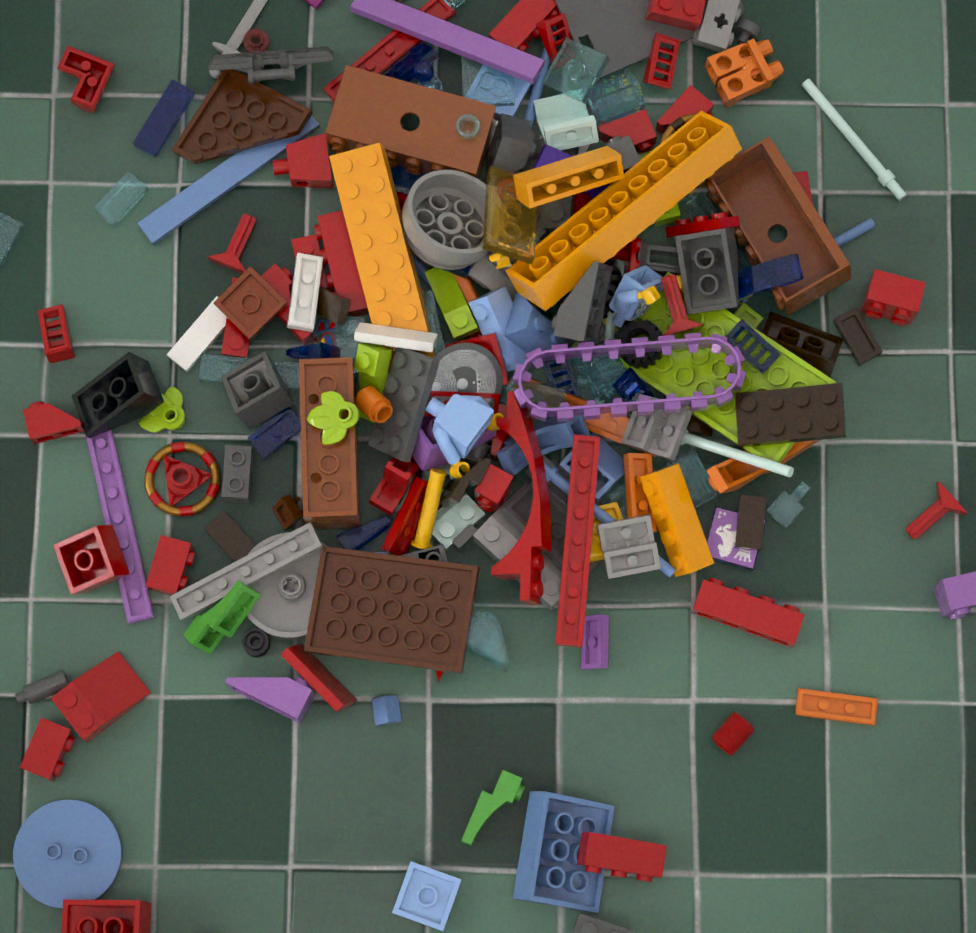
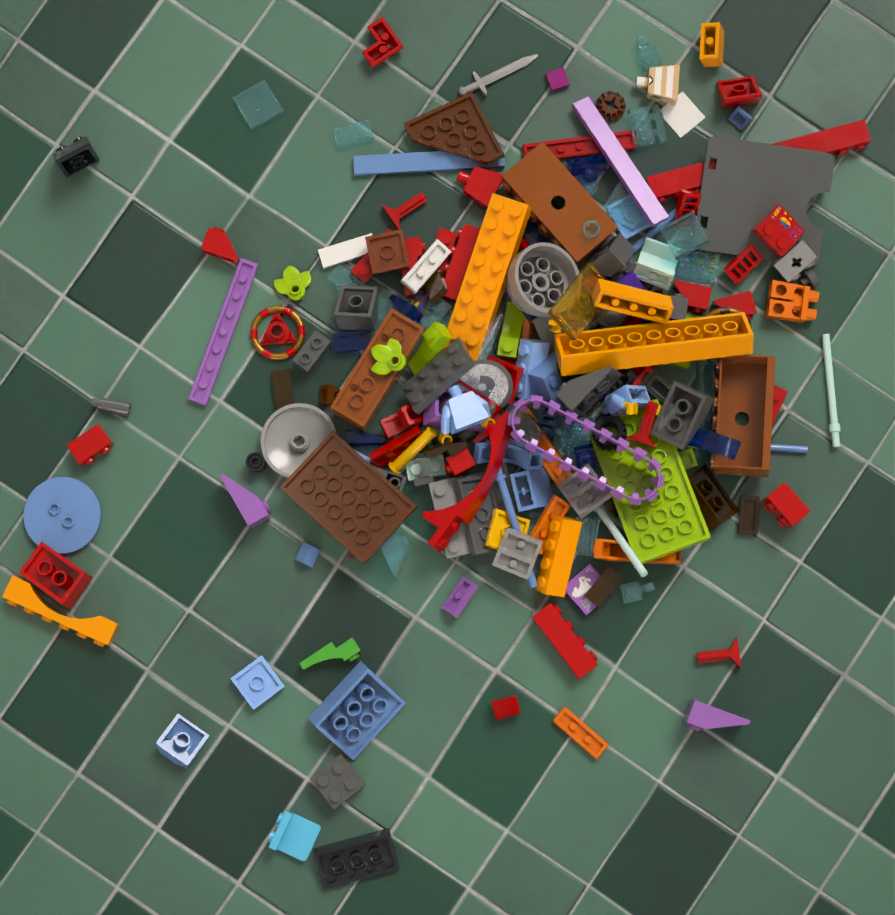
camera: 30 degrees right, 5 degrees up
(59, 349) = (254, 203): red slope -> none
(91, 559) = (190, 347): red brick -> none
(100, 696) = (142, 433): red slope -> none
(118, 396) = (271, 256): black slope -> none
(164, 118) = (412, 100): clear blue tile -> none
(170, 566) = (235, 381): red brick -> none
(222, 619) = (245, 435): bright green slope -> none
(247, 570) = (277, 416): light grey plate -> none
(254, 62) = (489, 101): dark grey piece -> none
(261, 46) = (500, 93): clear red plate -> none
(319, 677) = (279, 509): red tile -> none
(373, 404) = (419, 365): orange brick -> none
(395, 337) = (460, 332): white tile -> none
(577, 541) = (488, 529): red plate -> none
(621, 856) = (388, 736): red brick -> none
(702, 224) = (697, 384): red plate -> none
(751, 333) = (669, 465): slope -> none
(790, 415) = (669, 539): dark brown plate -> none

